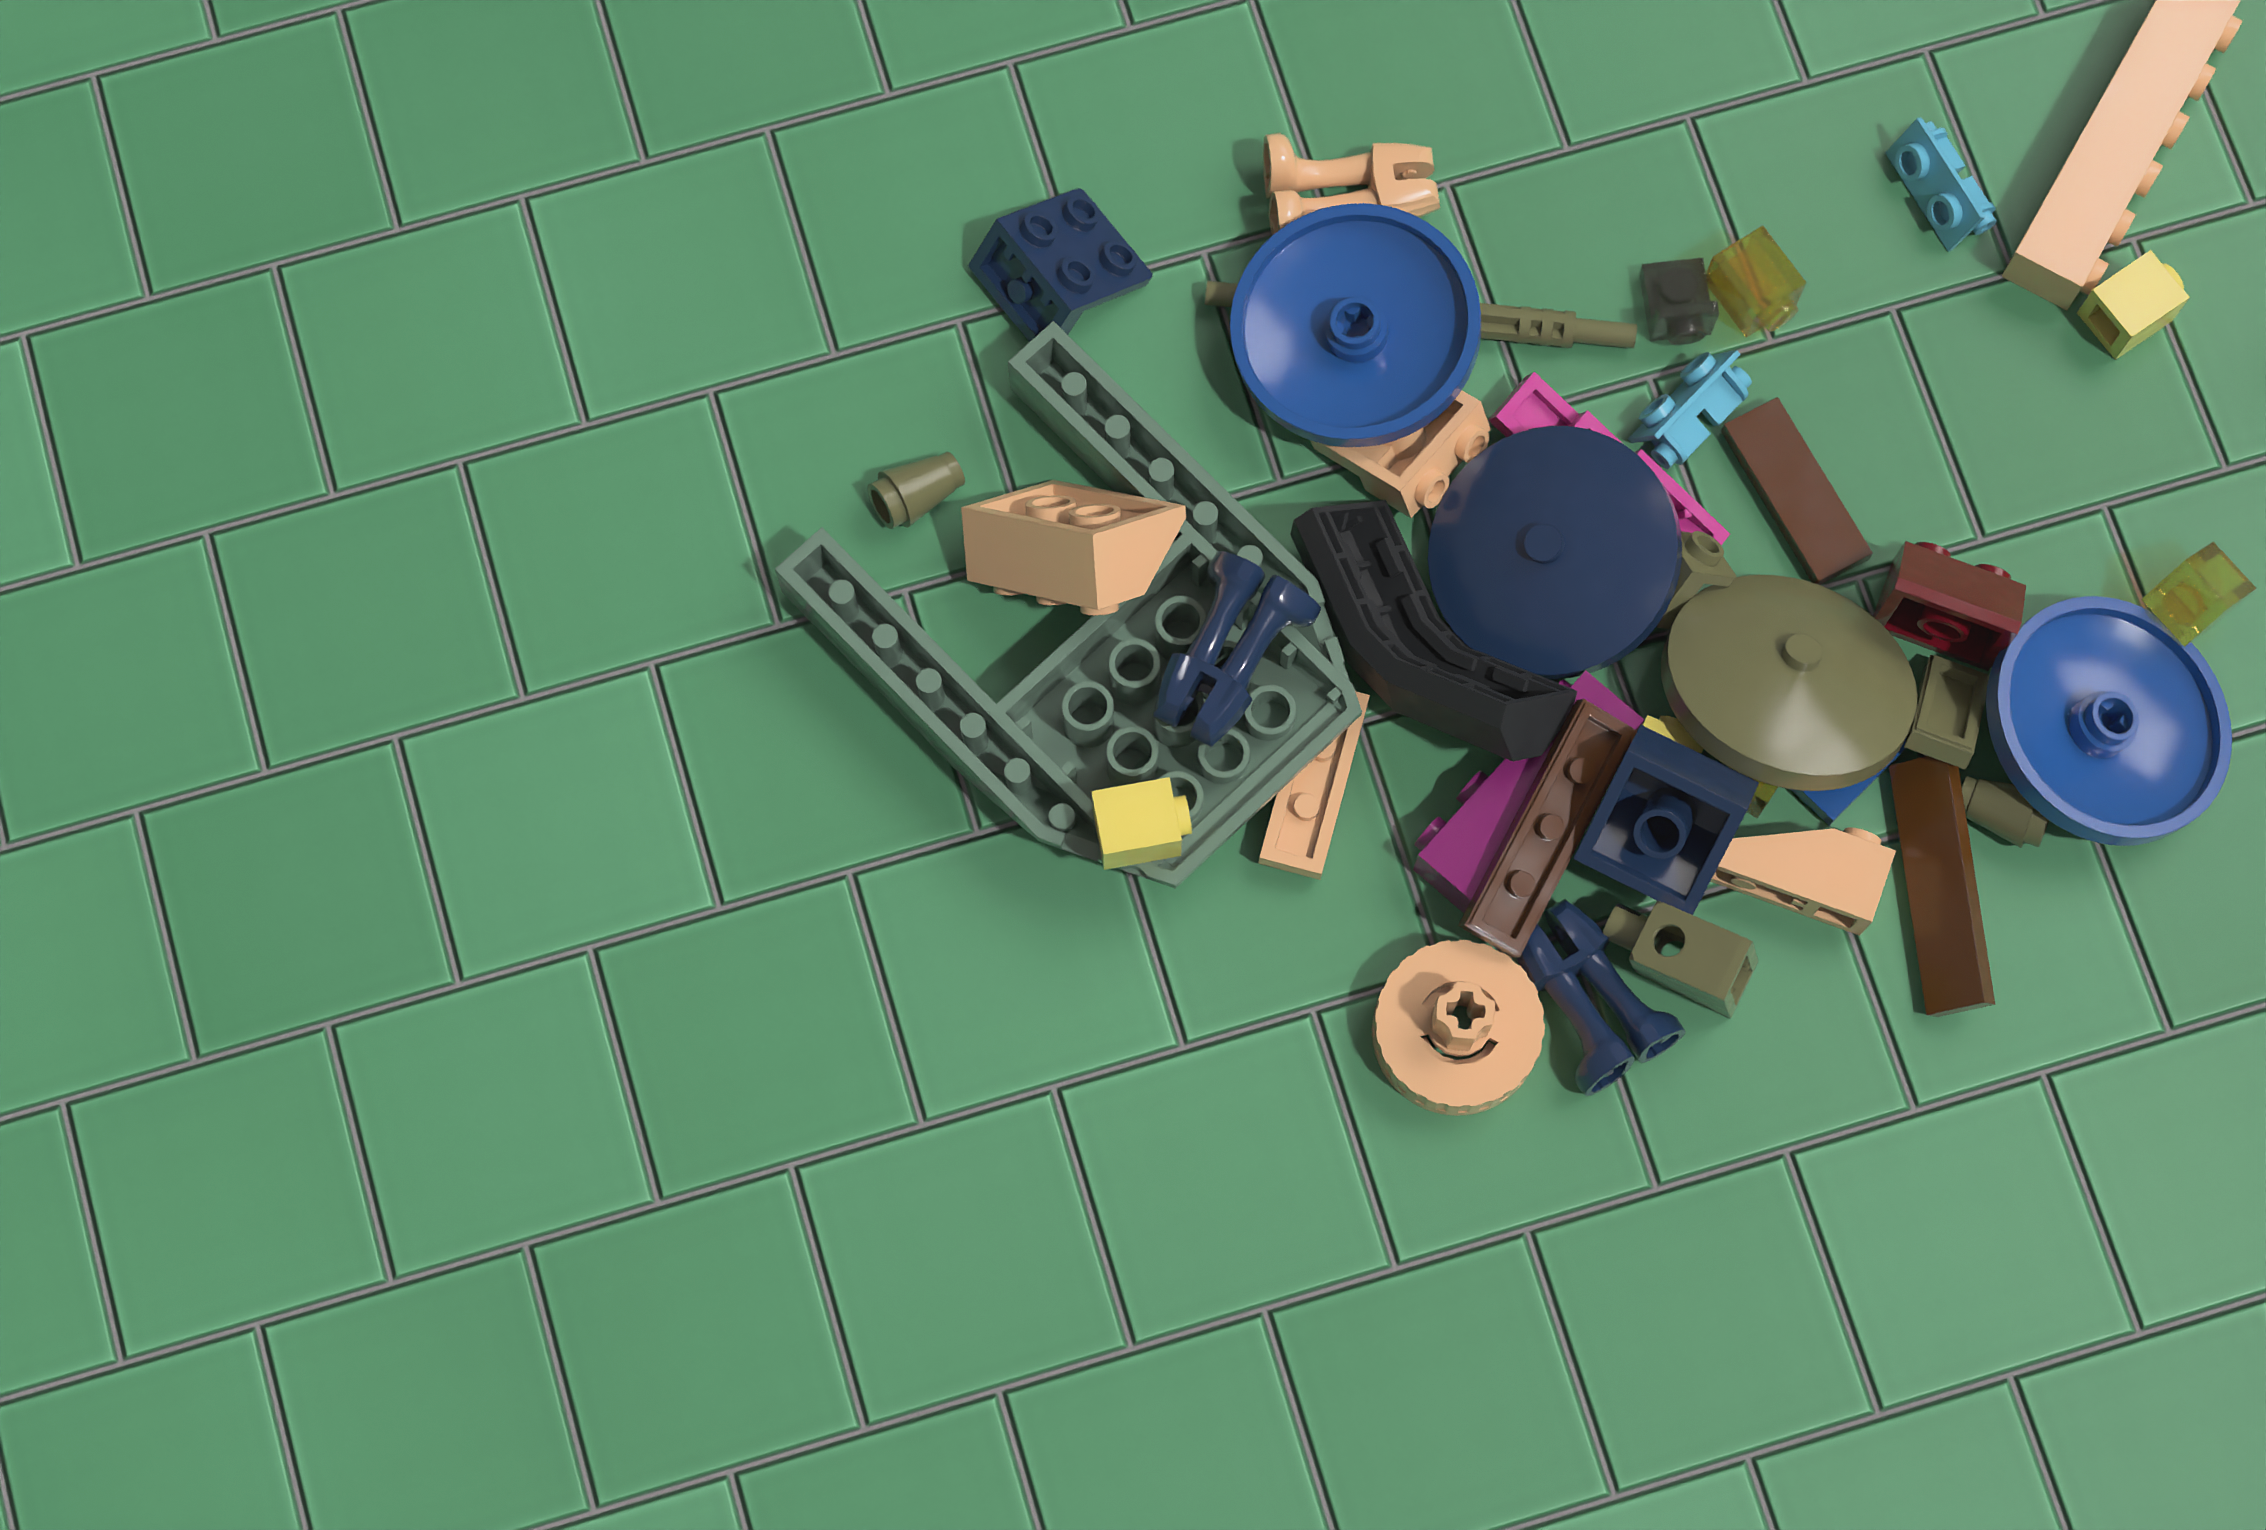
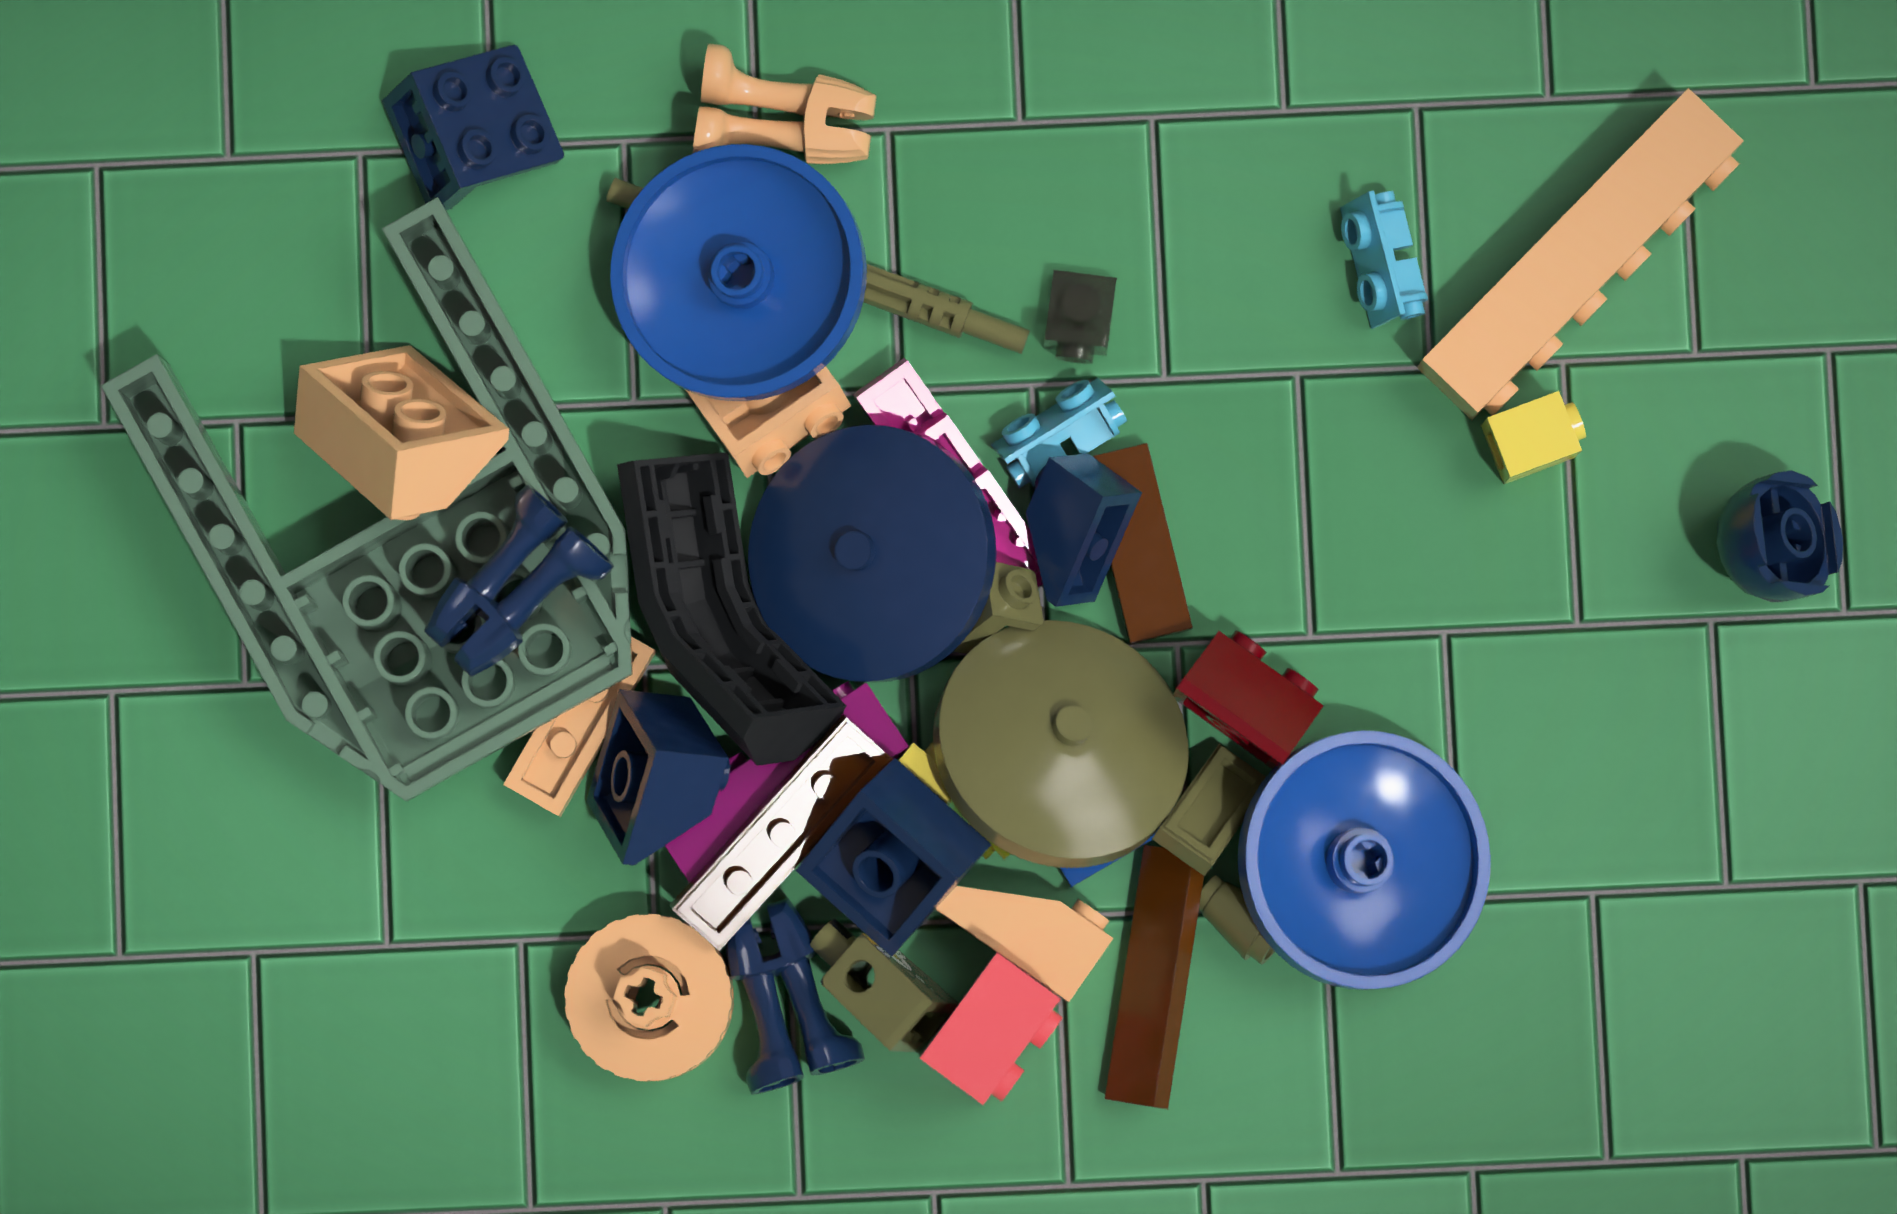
camera: 20 degrees right, 10 degrees up
(914, 489) = (268, 324): olive cone -> none
(1140, 822) = (381, 736): light yellow brick -> none
(1408, 805) = (655, 773): none -> slope
(1739, 481) = (1078, 525): none -> dark blue slope
(1755, 283) = (1160, 320): clear yellow brick -> none
(1806, 966) = (992, 1030): none -> coral brick
(2198, 593) = (1495, 754): clear yellow brick -> none

